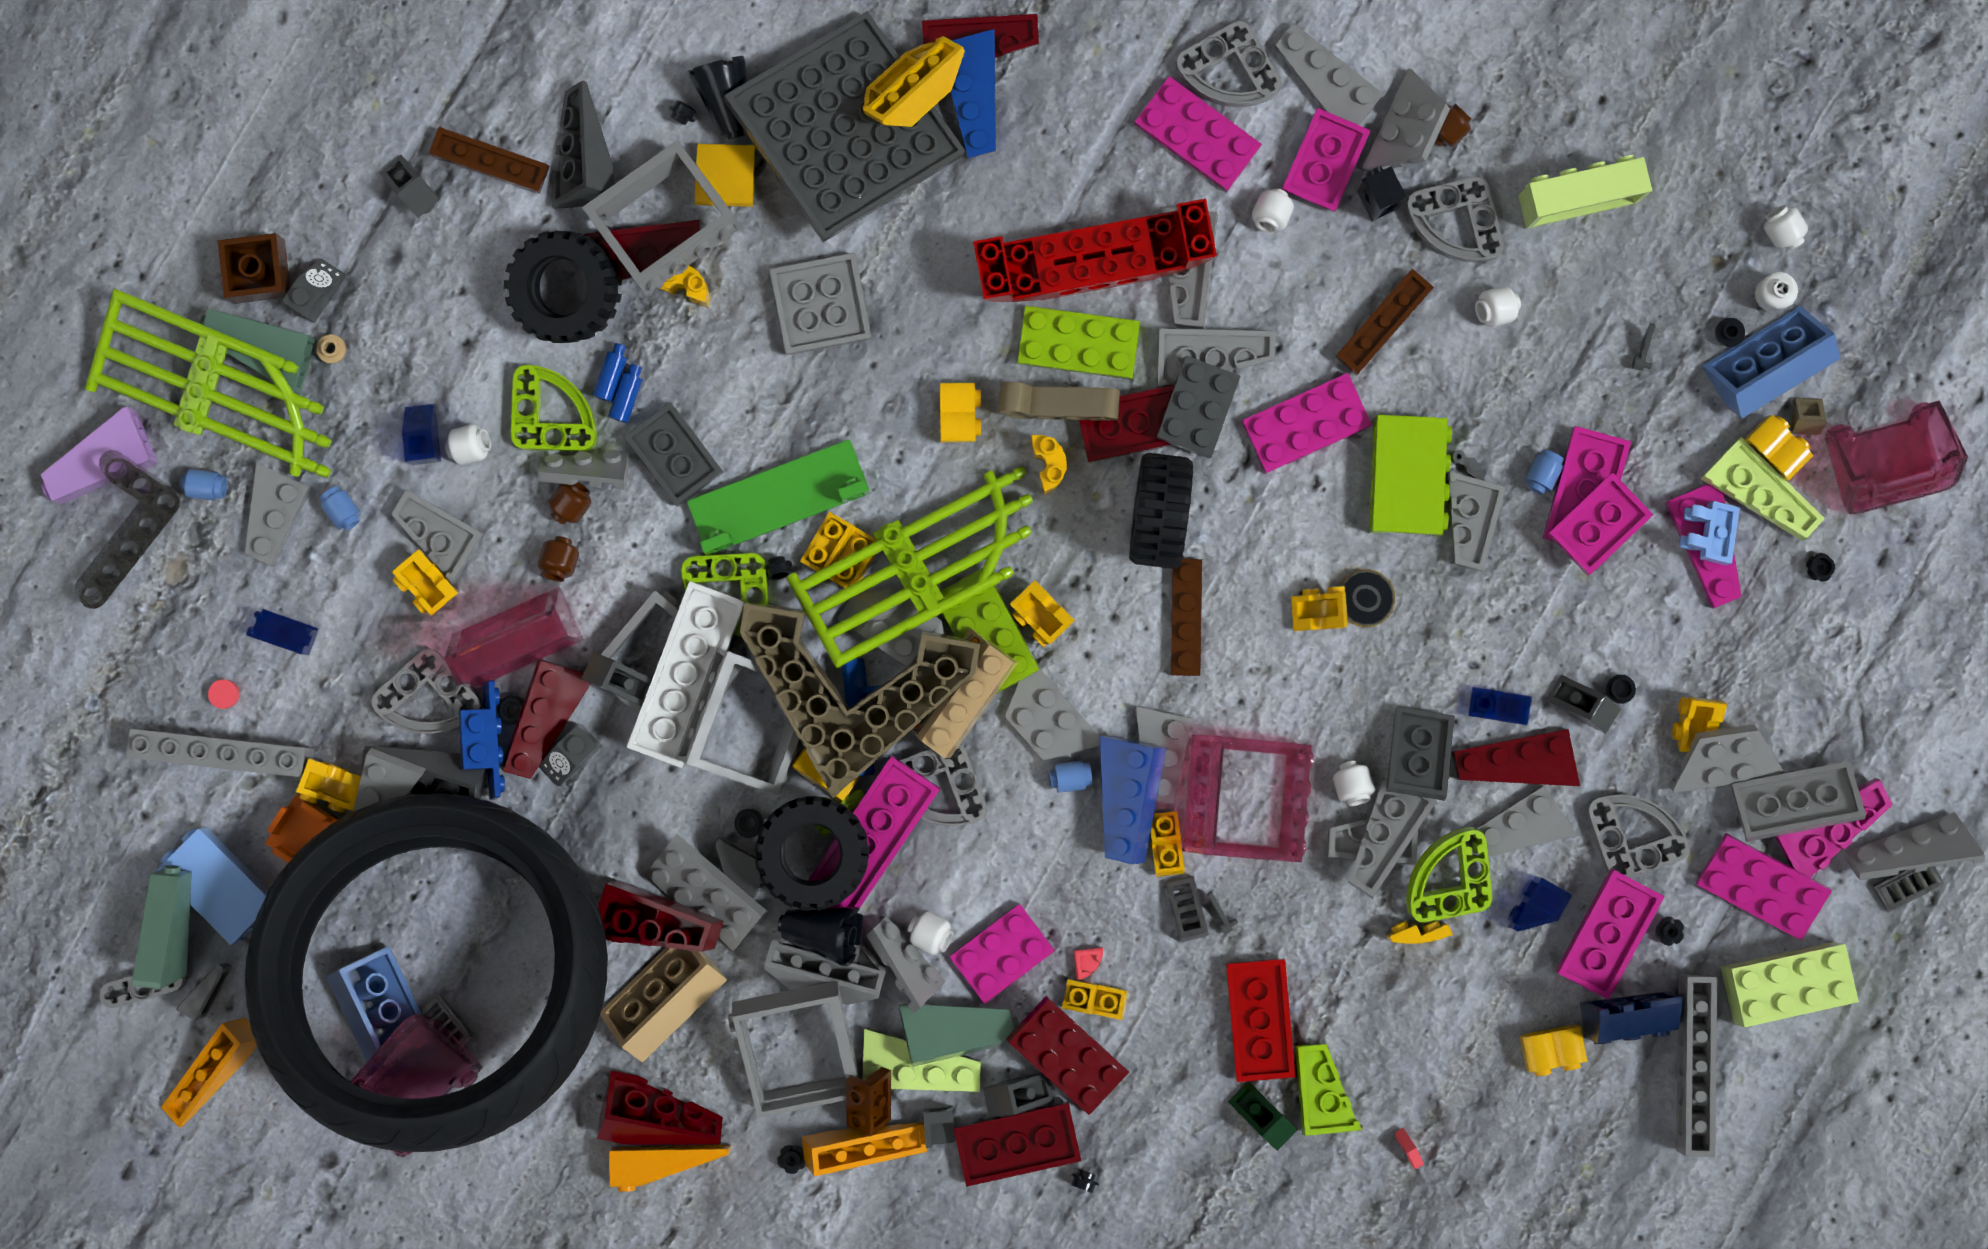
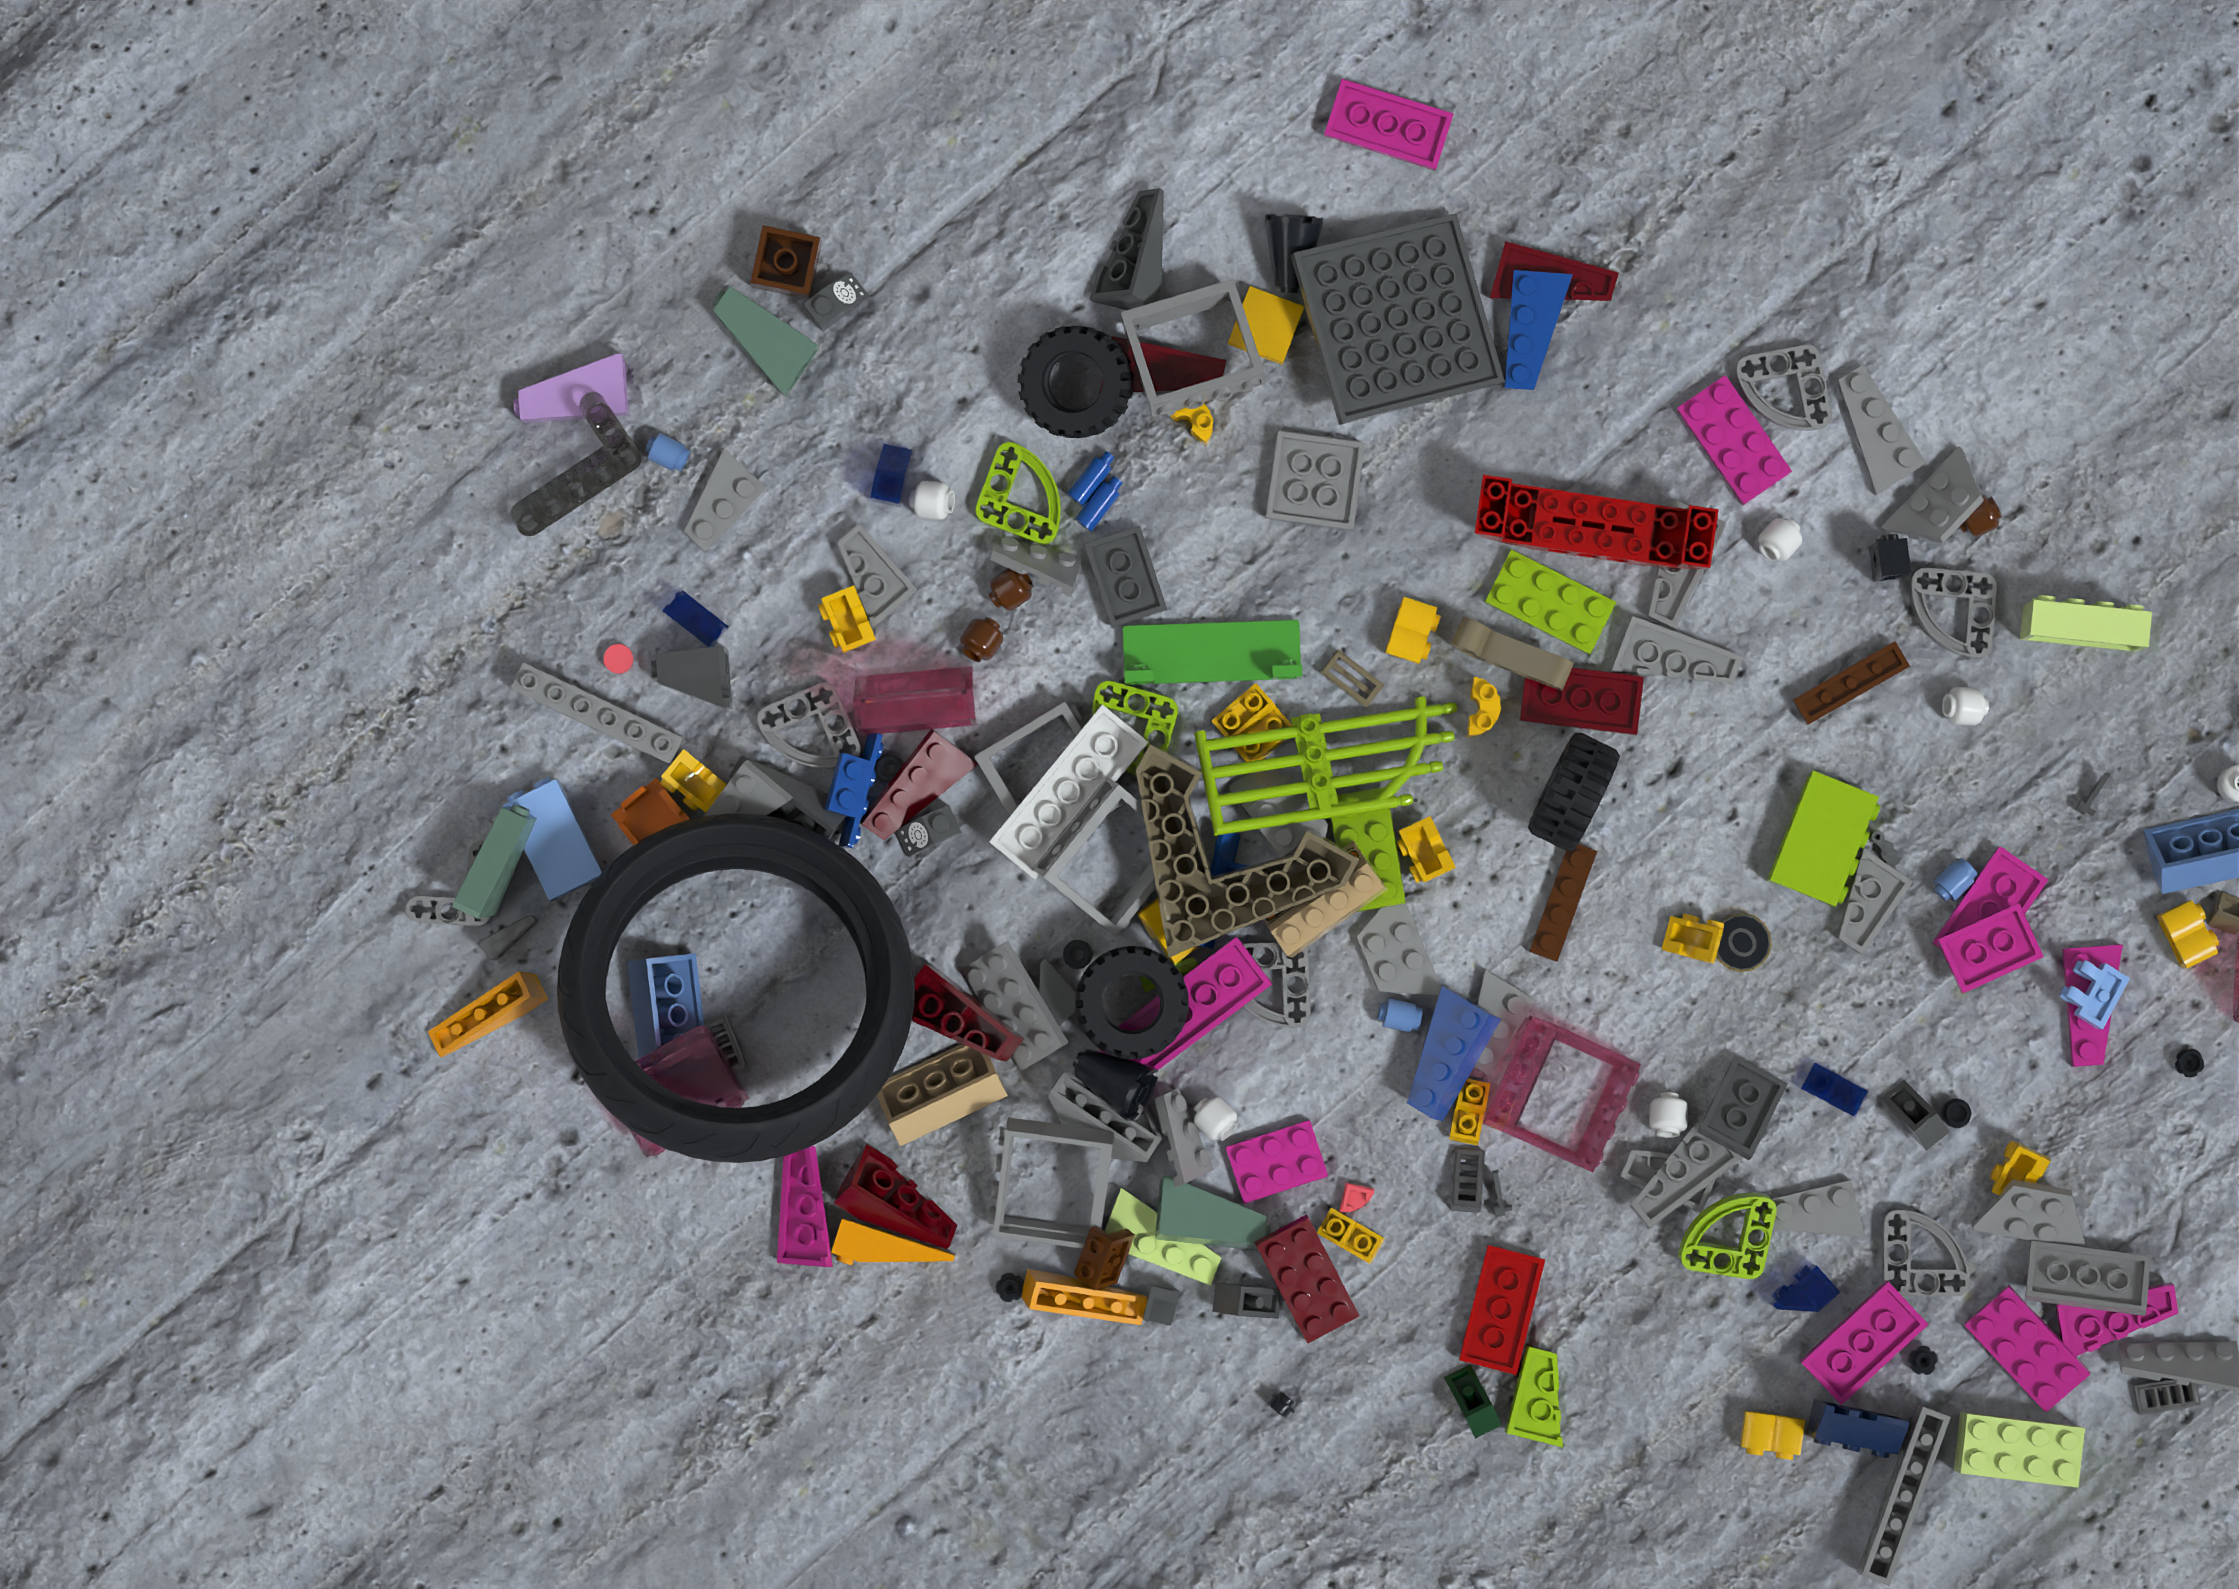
camera: 20 degrees right, 0 degrees up
(203, 379) = (702, 352): lime piece -> none
(301, 681) = (697, 673): none -> dark grey slope
(337, 355) = (832, 372): tan plate -> none
(340, 508) = (789, 519): medium blue brick -> none
(409, 186) = (959, 232): dark grey slope -> none
(489, 160) = (1044, 233): reddish brown plate -> none
(571, 1158) = (802, 1219): none -> dark pink wing
(617, 679) = (1002, 774): dark grey slope -> none
(682, 112) = (1245, 250): black plate -> none
(778, 568) = (1188, 720): black plate -> none
(895, 469) = (1332, 663): none -> dark tan tile
(914, 83) = (1477, 301): yellow wedge -> none
(1017, 1144) = (1229, 1347): dark red plate -> none
(1197, 407) = (1643, 704): dark grey plate -> none
(1306, 423) = (1742, 754): dark pink plate -> none
(1326, 159) = (1848, 508): dark pink plate -> none
(1409, 1148) = (1602, 1480): coral tile -> none
(1410, 934) = (1673, 1276): yellow slope -> none
(1527, 760) = (1842, 1150): dark red wing -> none
(1722, 336) = (2171, 807): black plate -> none
(1758, 486) = (2156, 965): yellowish green wing -> none

